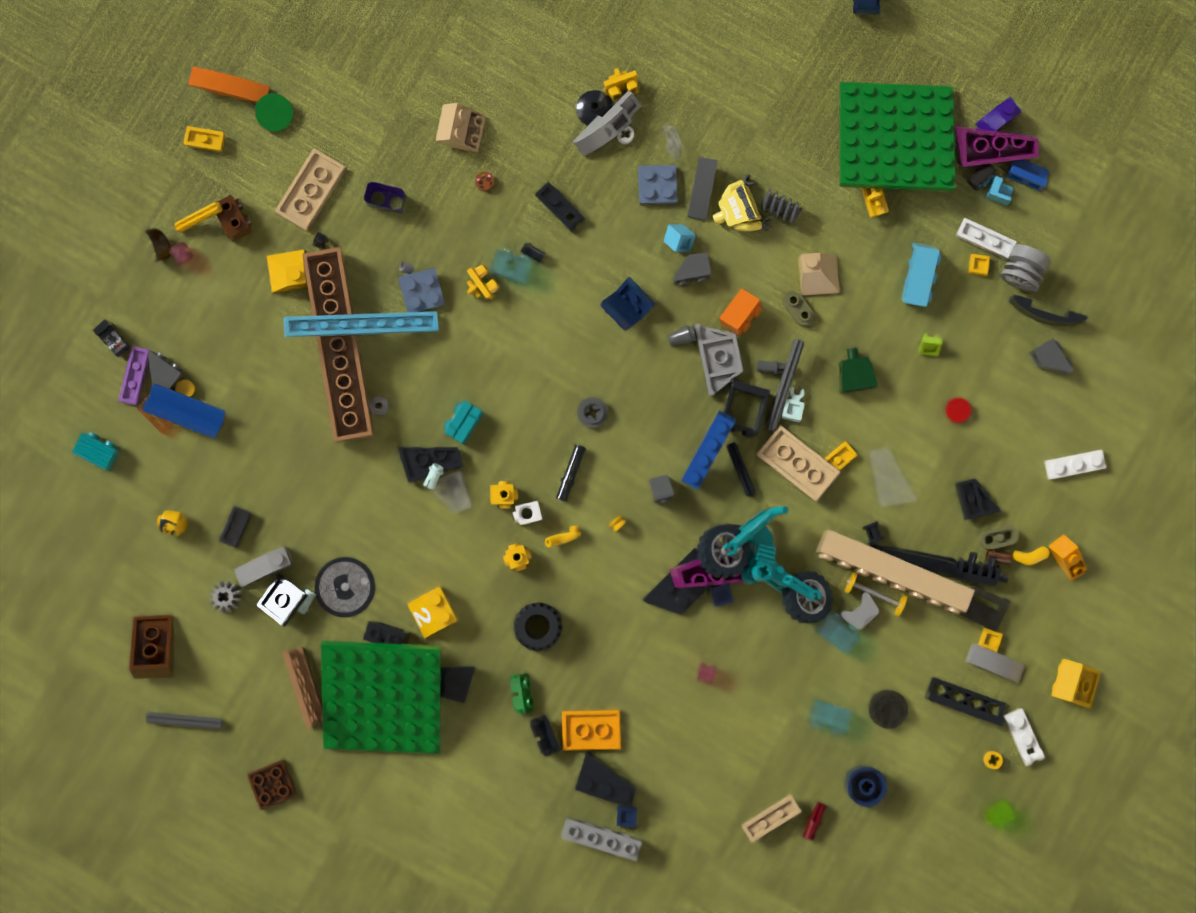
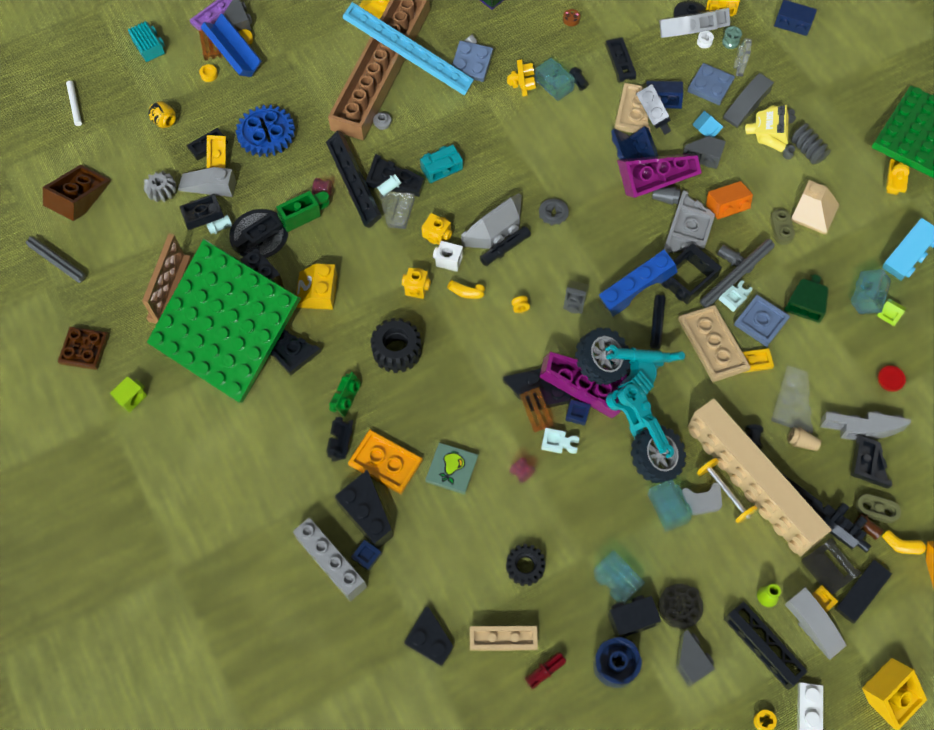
camera: 30 degrees right, 20 degrees down
(76, 556) = (74, 104): none -> white bar
(179, 448) = (208, 73): none -> yellow tile
(254, 535) = (216, 151): none -> yellow plate
(270, 496) = (252, 135): none -> blue gear
(343, 802) = (128, 393): none -> lime brick
(346, 589) = (257, 232): none -> black hinge
(372, 511) = (320, 185): none -> clear pink wheel
(372, 546) = (302, 209): none -> green brick
(394, 485) = (353, 179): none -> black plate
(552, 457) = (495, 225): none -> light grey wedge
(602, 261) = (631, 113): none -> tan wing
(623, 228) = (669, 92): none -> dark blue brick
(624, 252) = (654, 108): none -> hinge
(648, 703) = (451, 468): none -> sand green tile
(650, 114) = (732, 37): none -> sand green wheel
(663, 321) = (656, 172): none -> magenta wedge
(698, 64) = (795, 17): none -> dark blue brick
(699, 623) = (542, 426): none -> clear orange tile
(714, 849) = (429, 639): none -> black wing
(718, 631) = (555, 441): none -> light aqua plate
(765, 749) = (528, 552): none -> black tyre
(827, 417) = (761, 320): none -> sand blue plate
(858, 742) = (634, 616): none -> black brick
(905, 337) = (871, 291): none -> clear light blue brick
(912, 511) = (801, 438): none -> tan cone
(918, 749) = (691, 660): none -> dark grey slope
(945, 661) = (769, 595): none -> lime cone
(962, 467) = (873, 425): none -> light grey slope
(1018, 613) = (863, 591): none -> black tile

